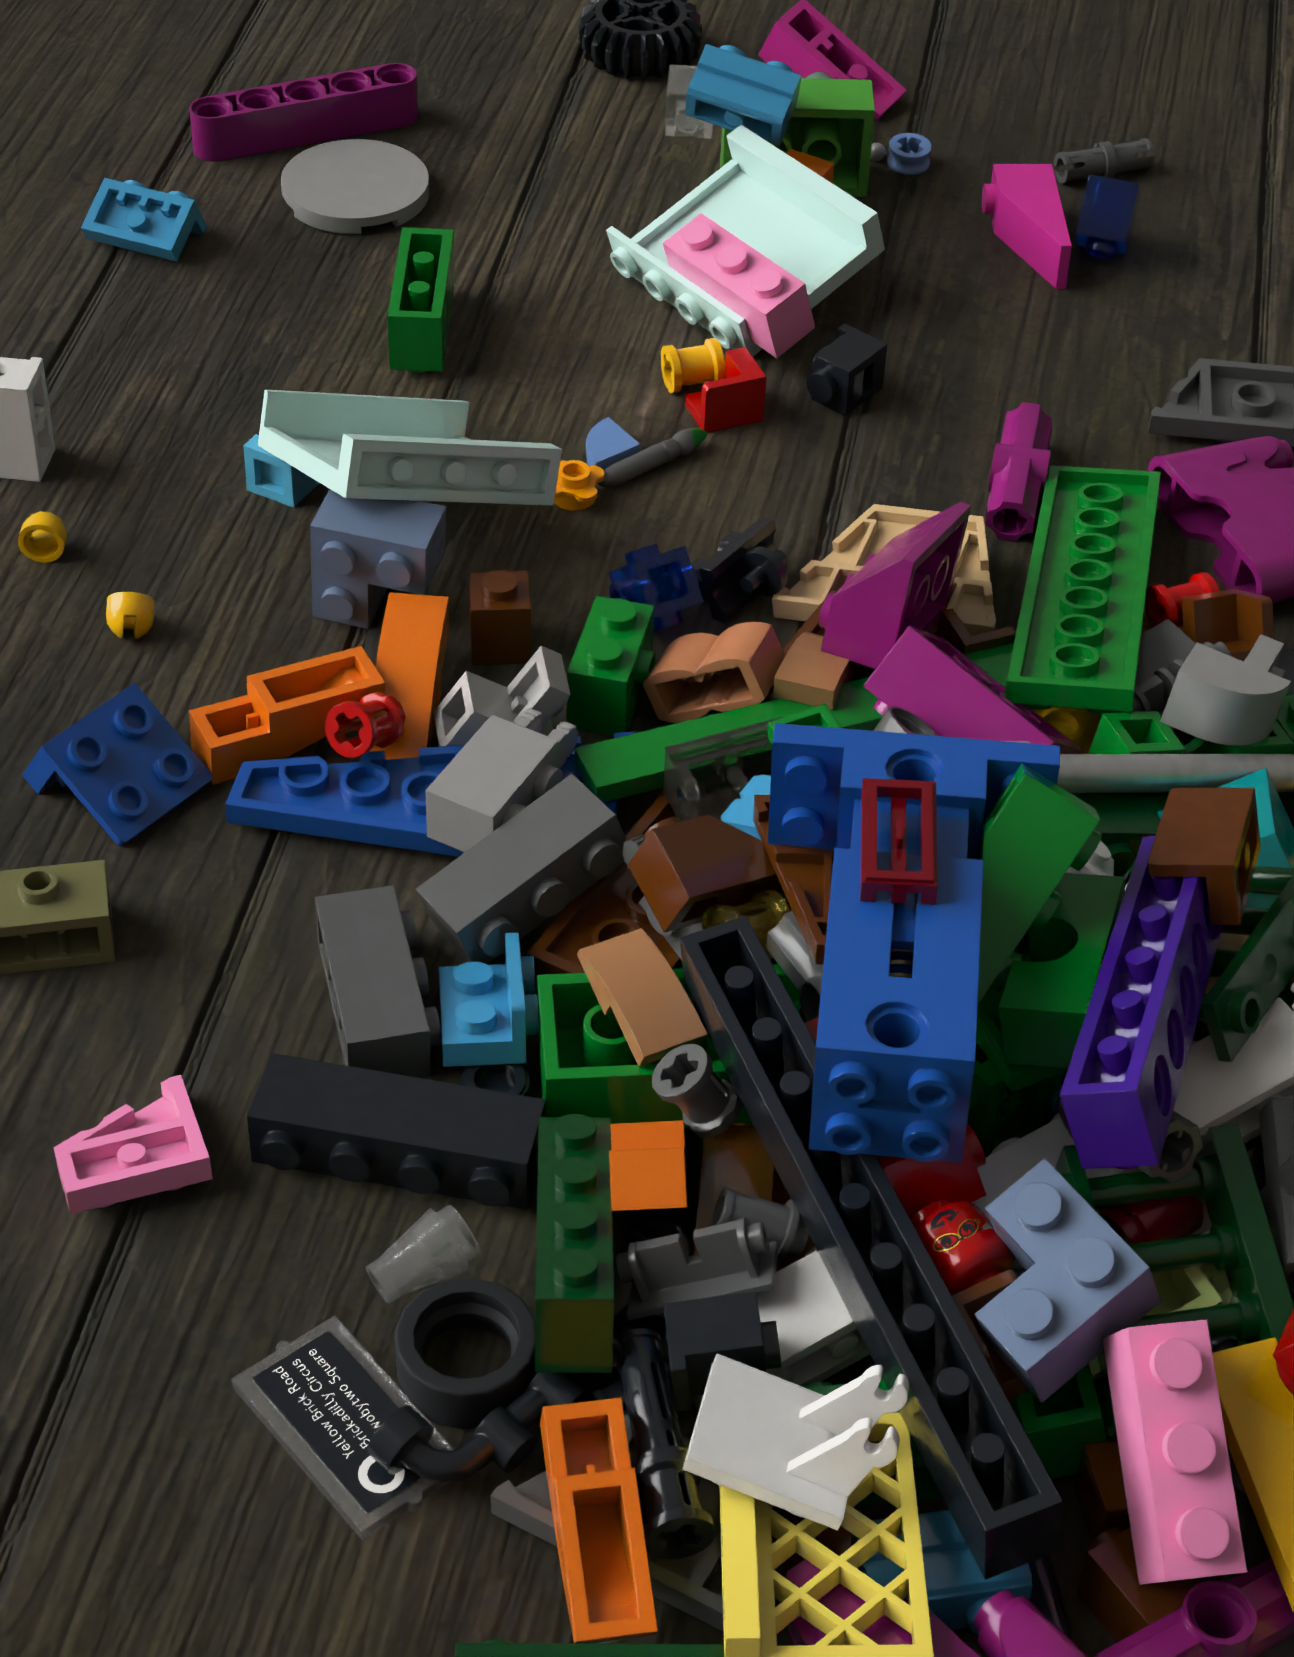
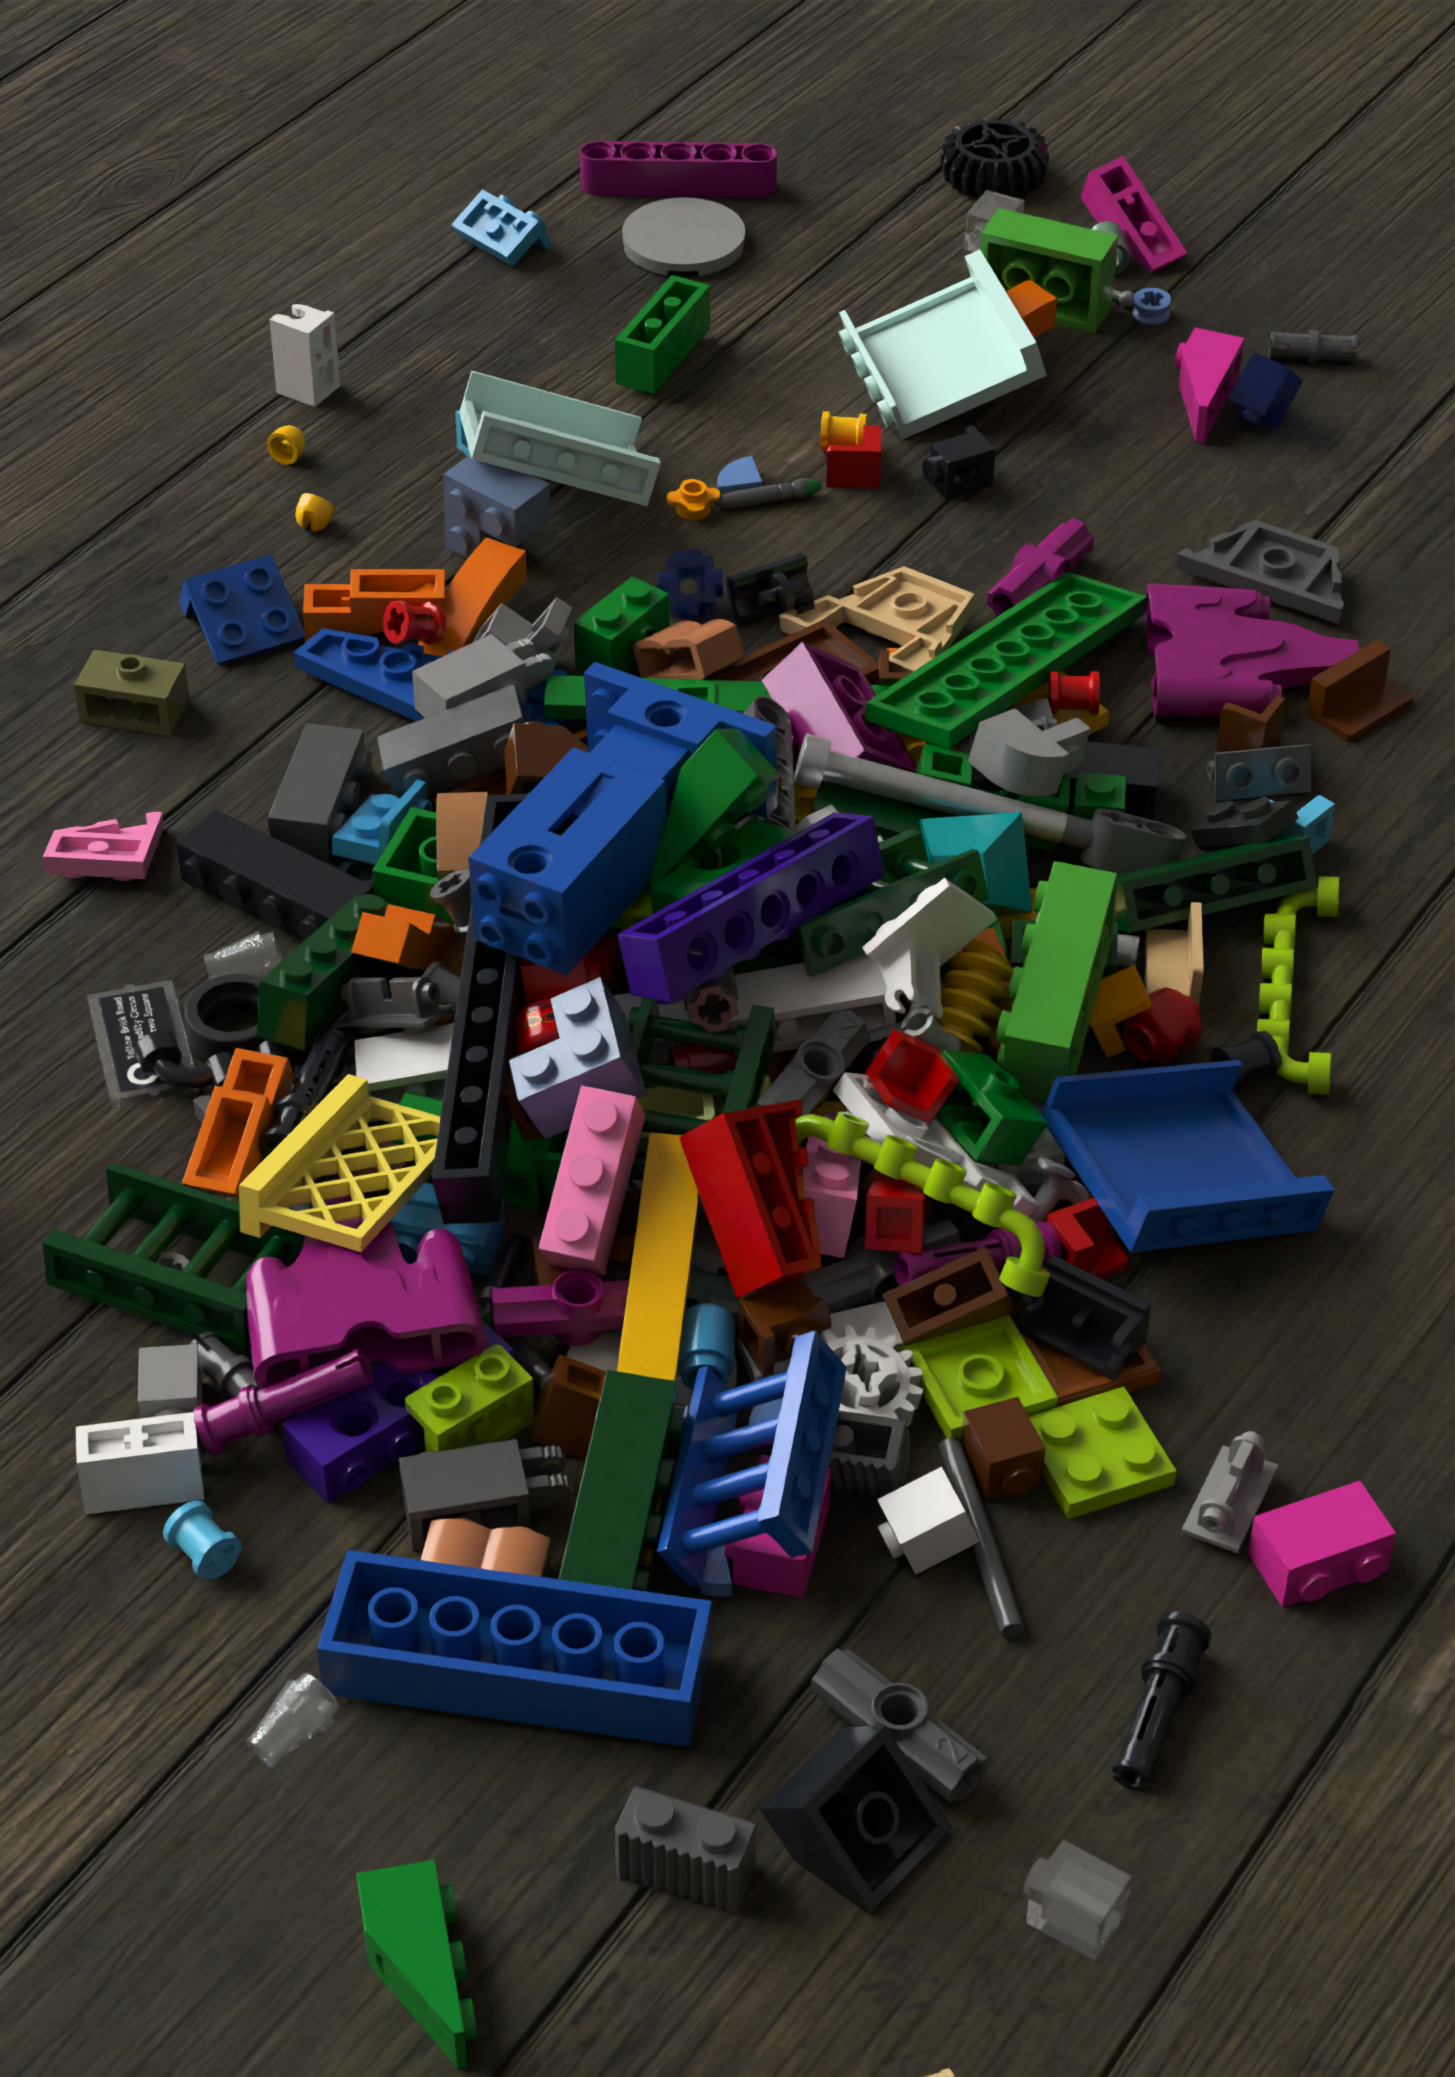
camera: 25 degrees right, 0 degrees up
(500, 617) = (566, 572): reddish brown brick -> none
(713, 1326) = (366, 1048): black brick -> none
(742, 91) = (990, 223): dark azure brick -> none
(744, 281) = (908, 377): bright pink brick -> none
(790, 1441) = (359, 1101): white plate -> none
(811, 674) = (748, 665): medium nougat slope -> none
(895, 589) = (852, 620): magenta slope -> none
(897, 879) = (621, 754): dark red tile -> none
(1211, 837) = (870, 830): reddish brown panel -> none
(1229, 618) = (1092, 706): reddish brown panel -> none

